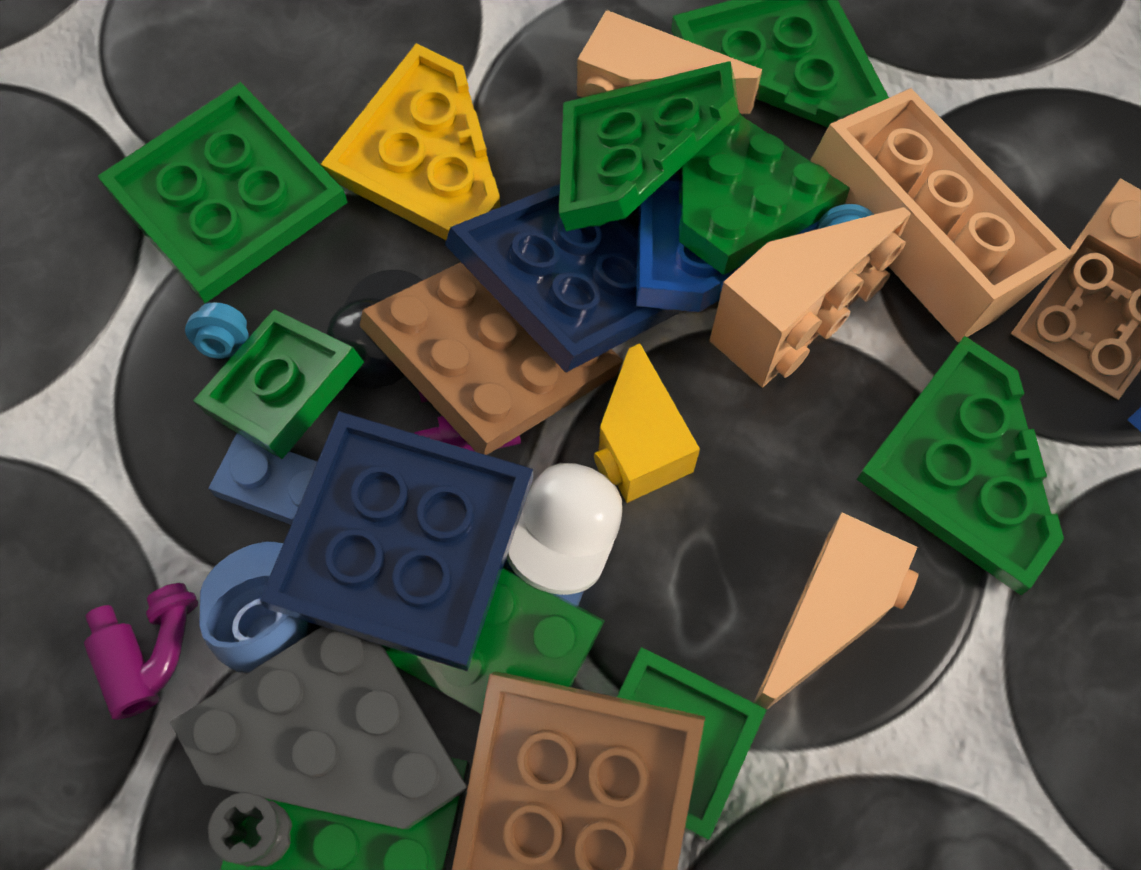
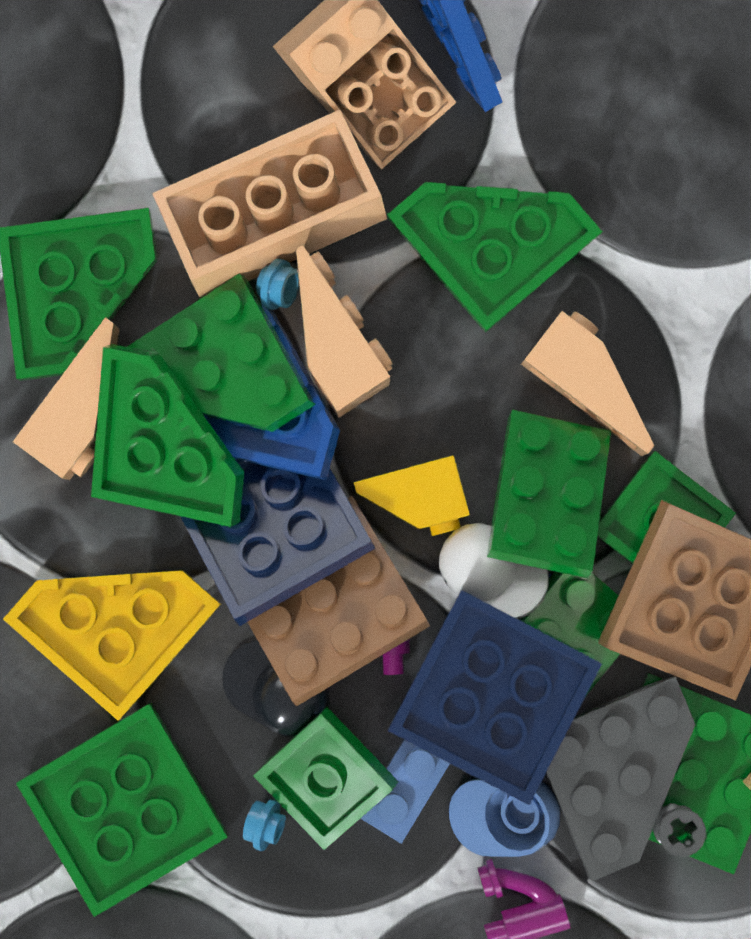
camera: 80 degrees left, 20 degrees up
(676, 578) = (549, 494): none -> green plate

